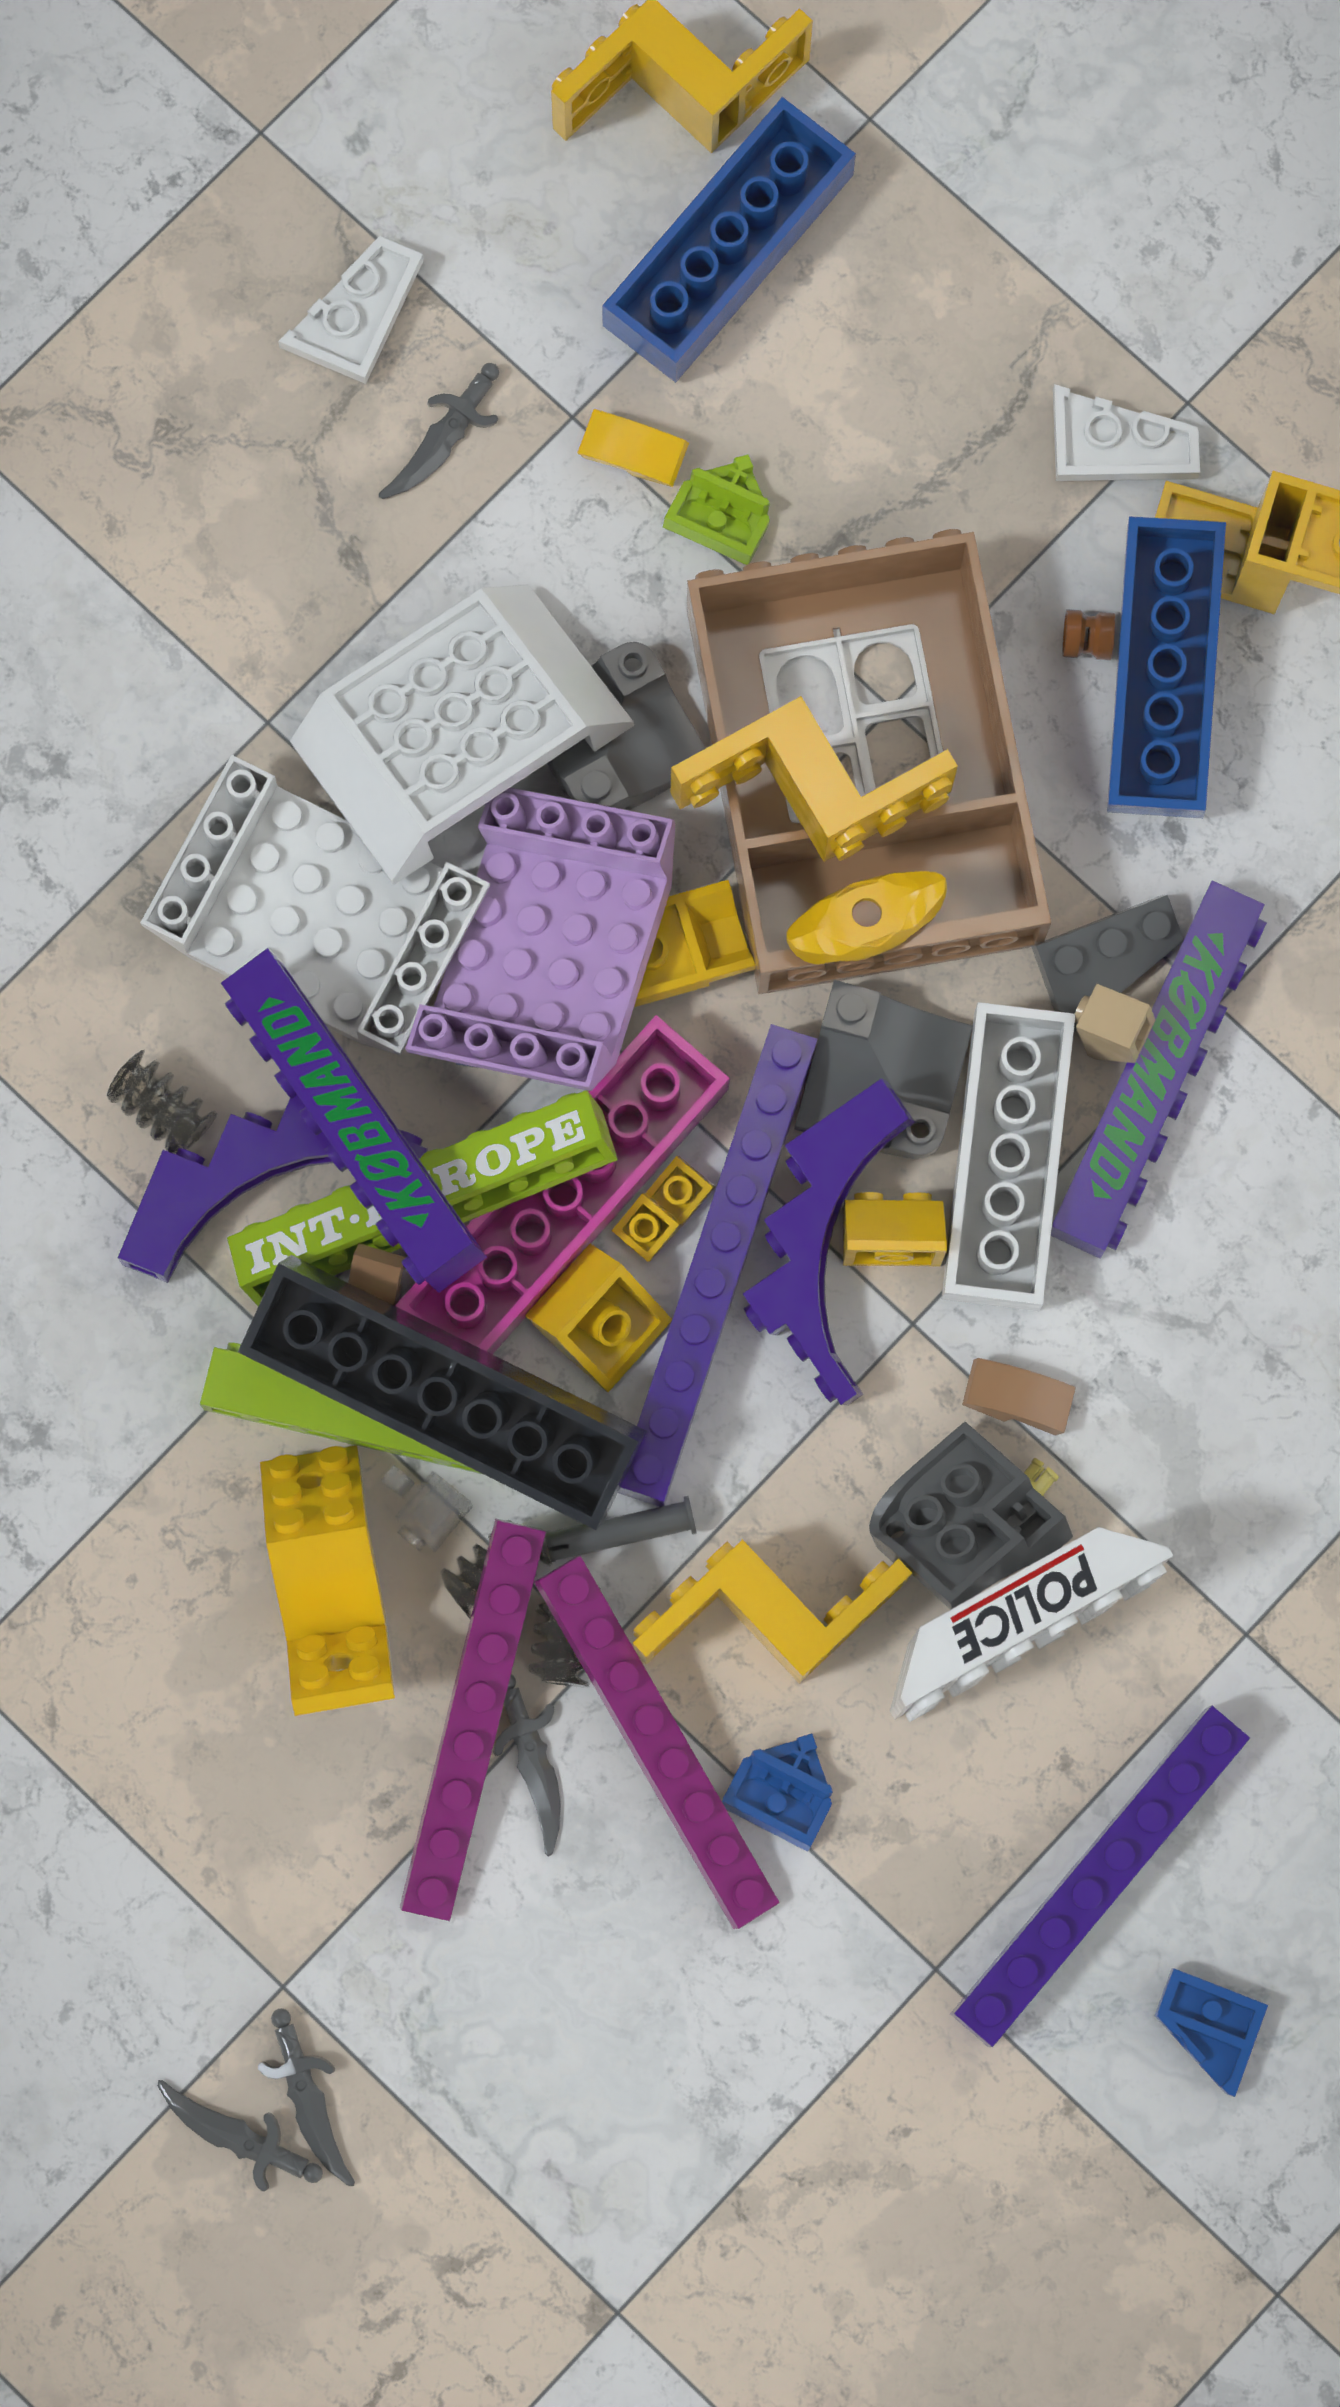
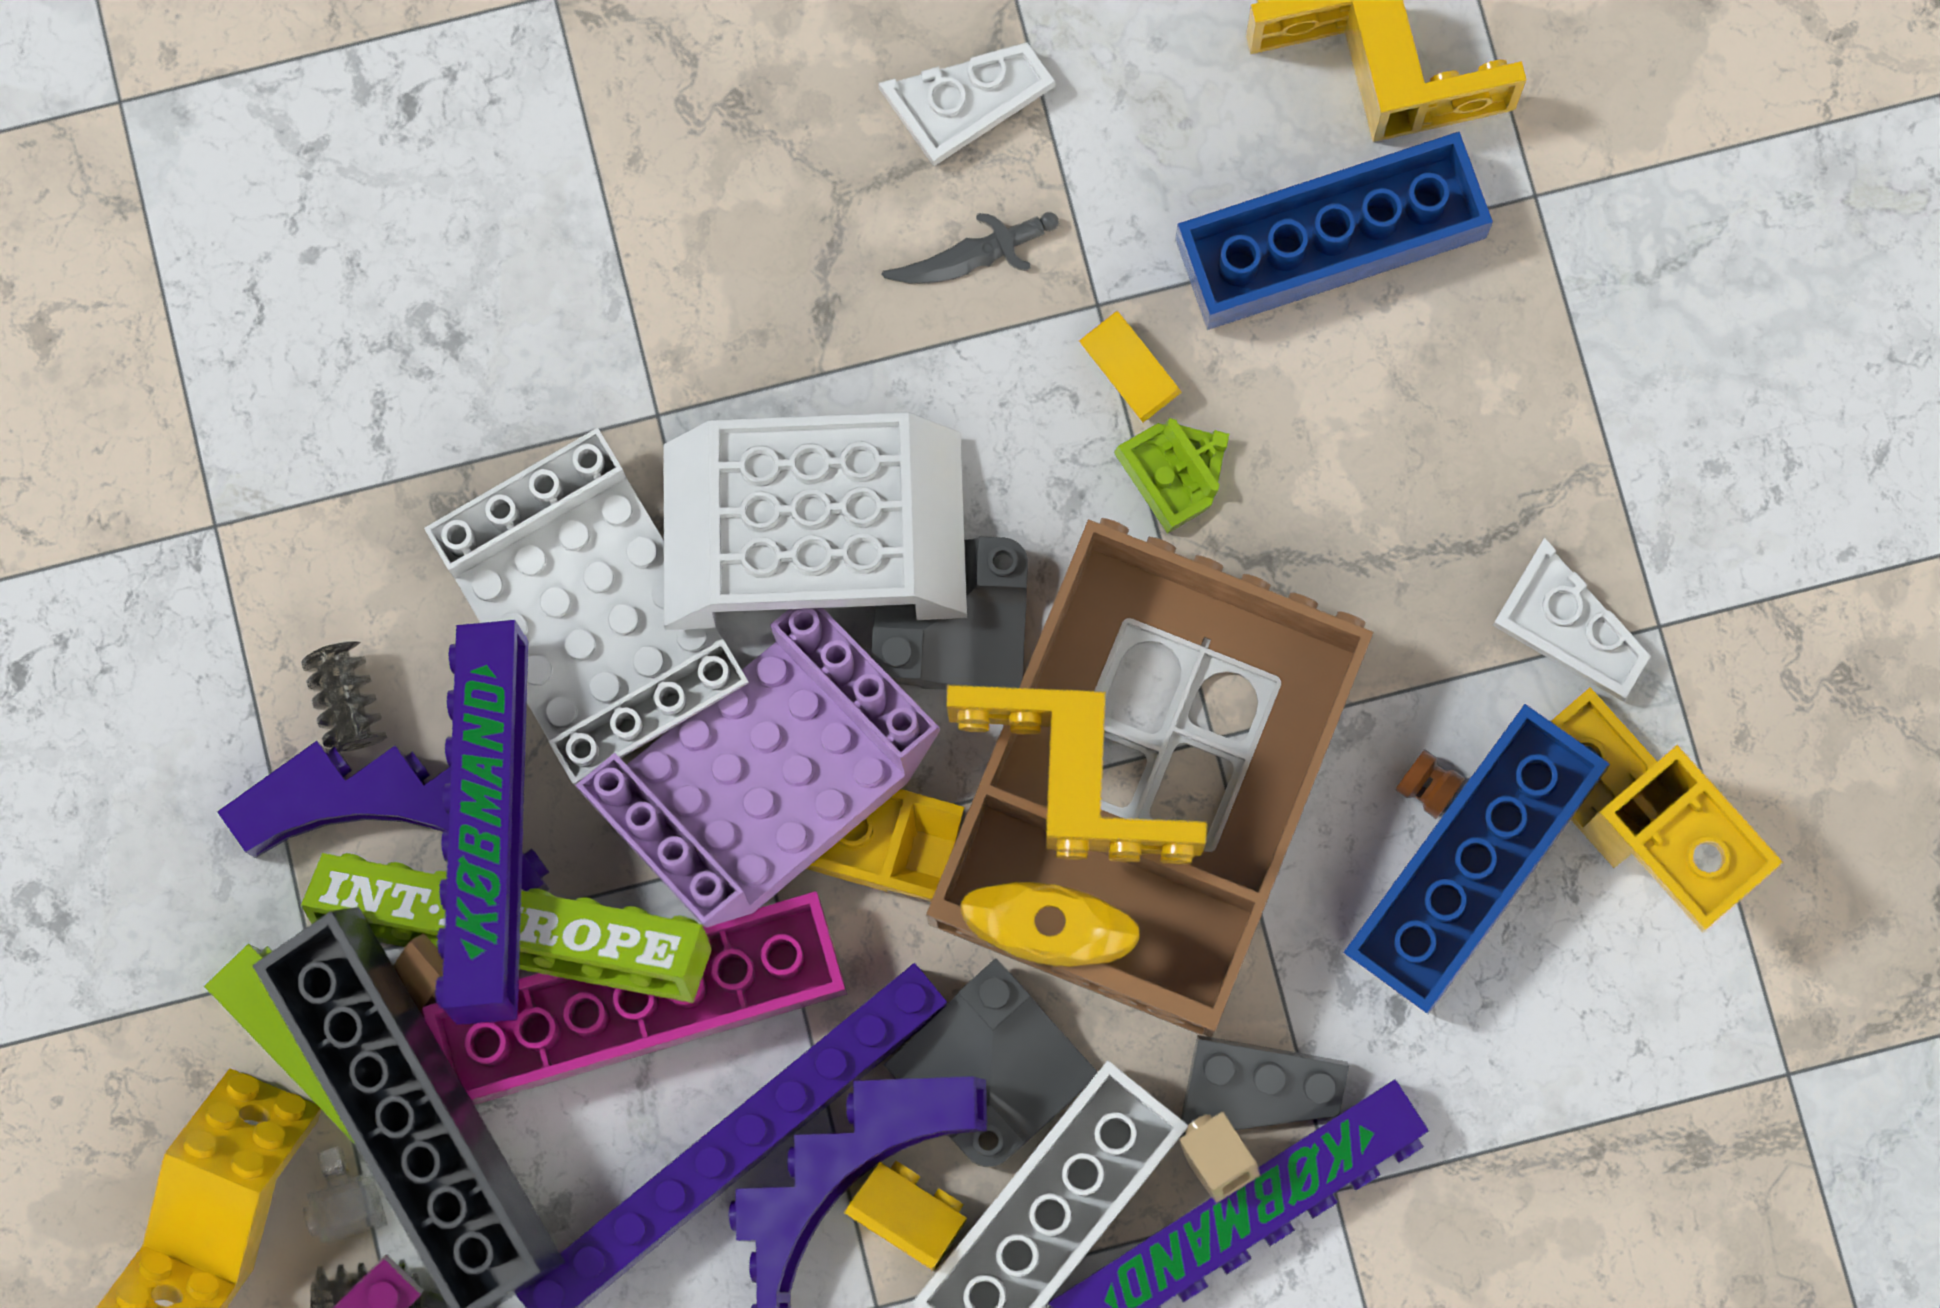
camera: 40 degrees right, 0 degrees up
(599, 1317) = (600, 1127): yellow slope -> none
(663, 1209) = (721, 1065): yellow slope -> none

